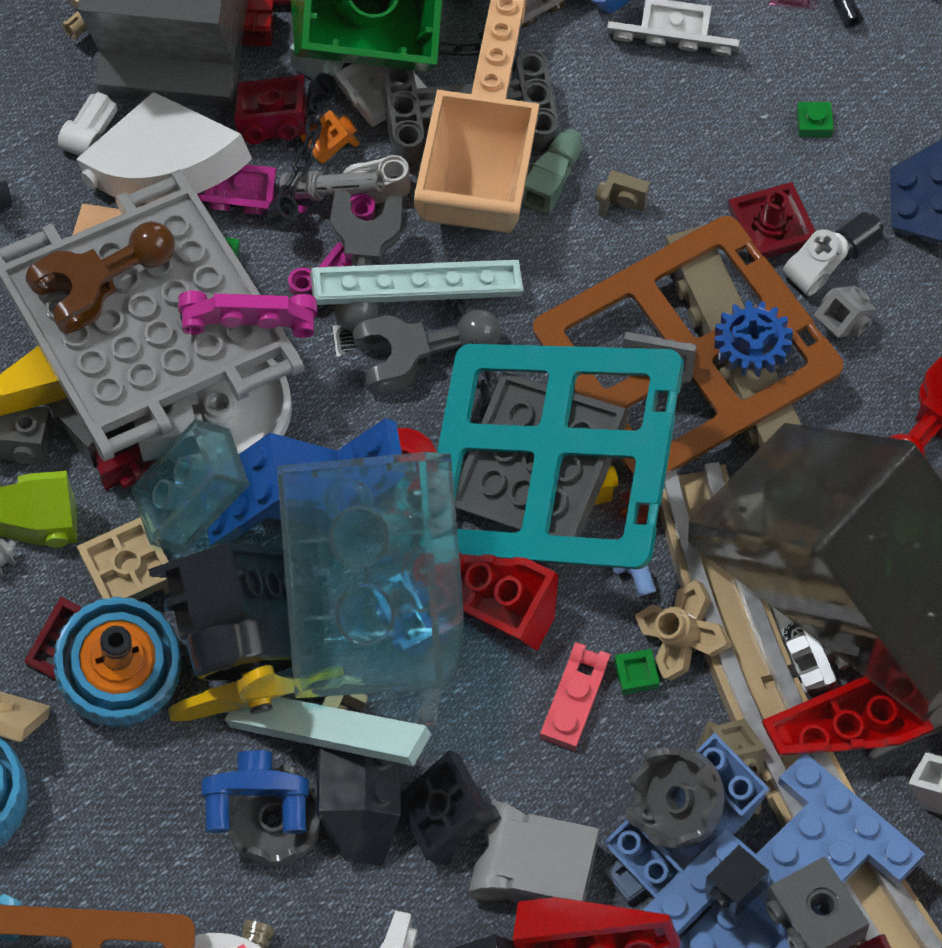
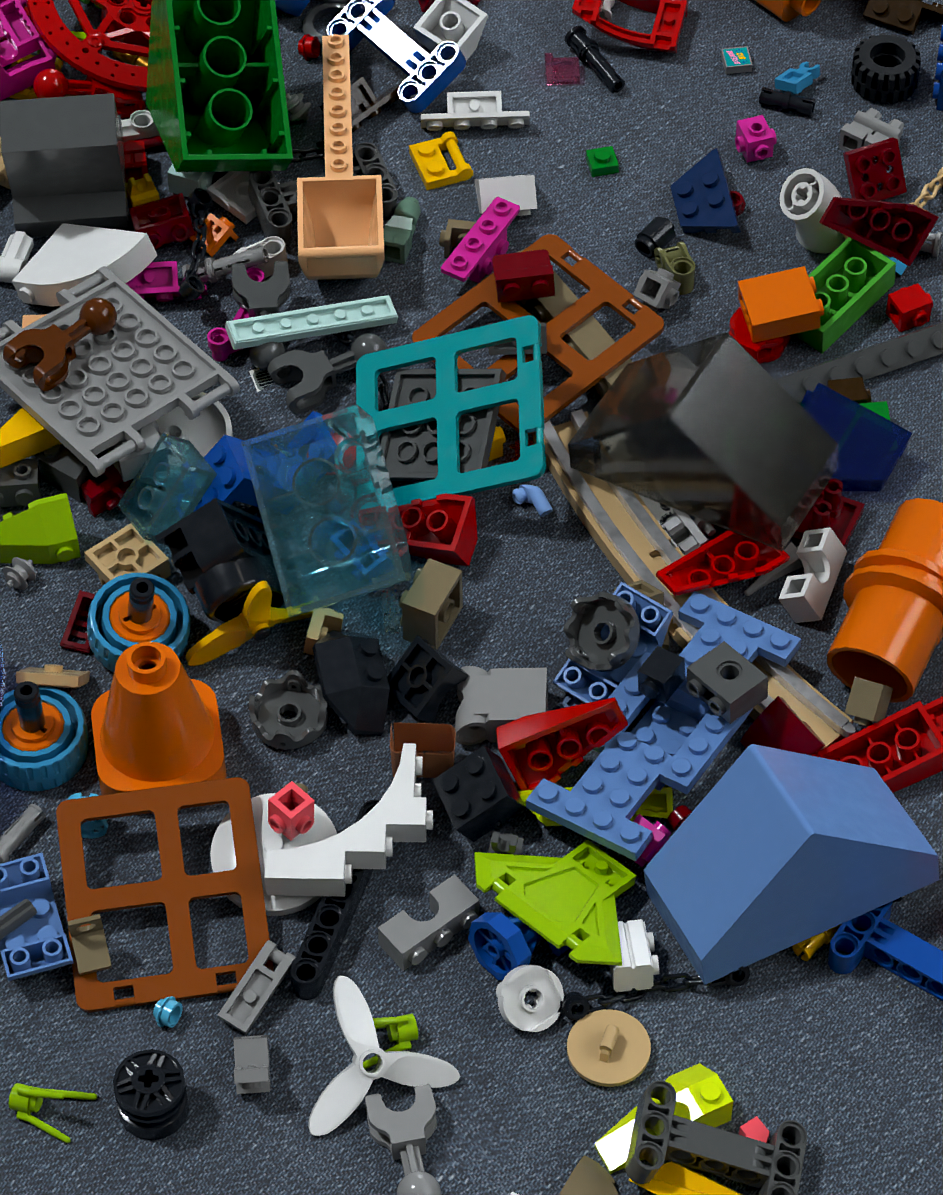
camera: 10 degrees left, 10 degrees down
(110, 840) = (155, 724): none -> orange cone
(243, 309) = (186, 349): dark pink plate -> none
(255, 778) = (272, 681): blue connector -> none
(259, 62) = (141, 191): none -> yellow tile
(336, 729) = (323, 634): light aqua tile -> none
(418, 890) = (427, 737): none -> nougat piece
(477, 703) = (431, 602): none -> dark tan brick
(574, 697) = (506, 593): coral plate -> none
(609, 85) = (432, 165): none -> yellow plate
(636, 671) = (550, 566): green plate -> none
(645, 210) = (484, 240): none -> dark pink bracket
(682, 630) = (579, 528): tan plant -> none
(683, 269) = (523, 275): none -> dark red bracket
(689, 146) = (515, 189): none -> white slope
(748, 353) = (589, 312): blue gear -> none
(778, 205) = (582, 231): dark red plate -> none
(812, 263) = (624, 260): white piece -> none
(876, 278) = (677, 261): none -> olive piece

